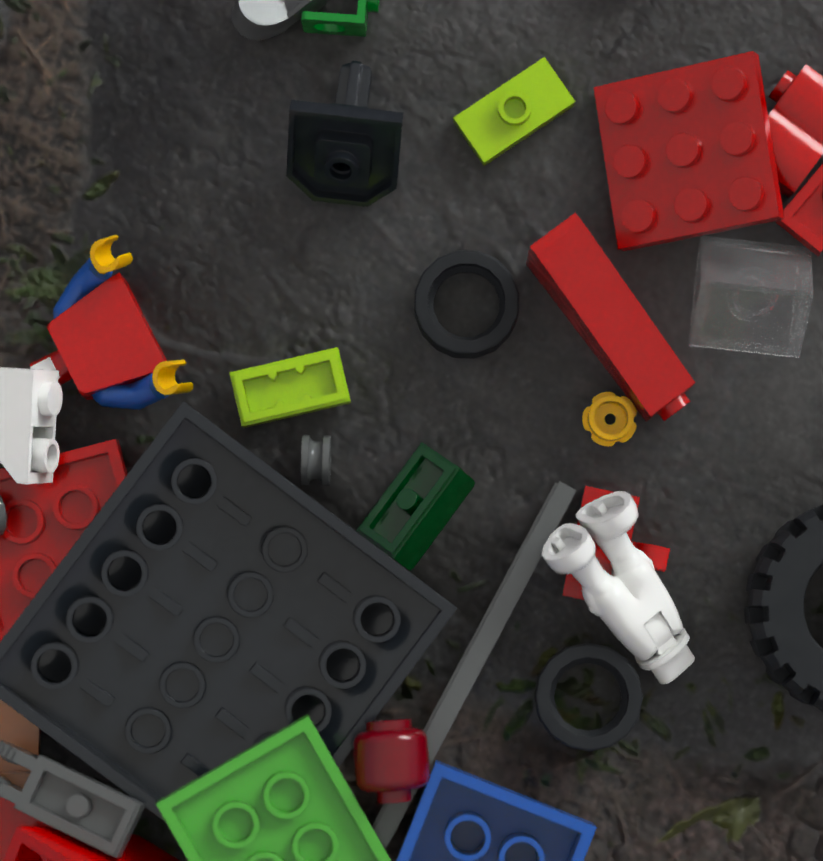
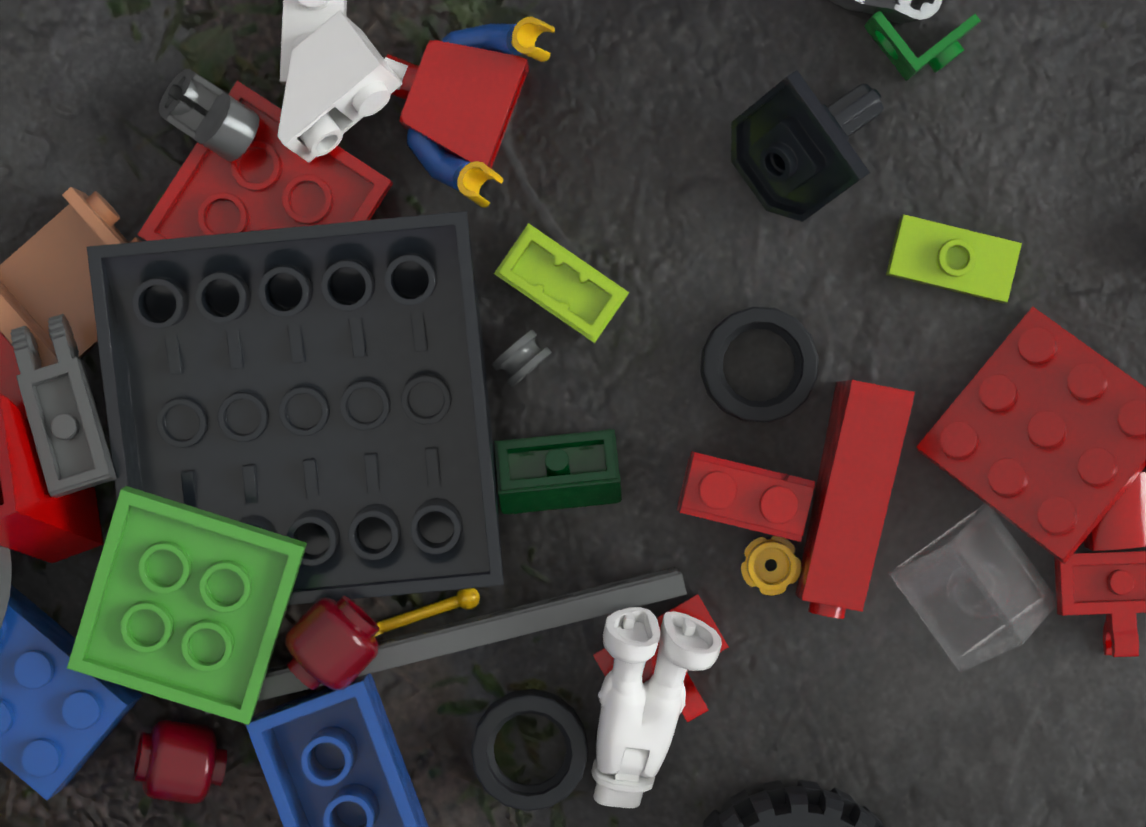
camera: 45 degrees right, 5 degrees up
(445, 647) = (465, 598): none -> yellow hinge
(546, 392) = (745, 496): none -> red brick

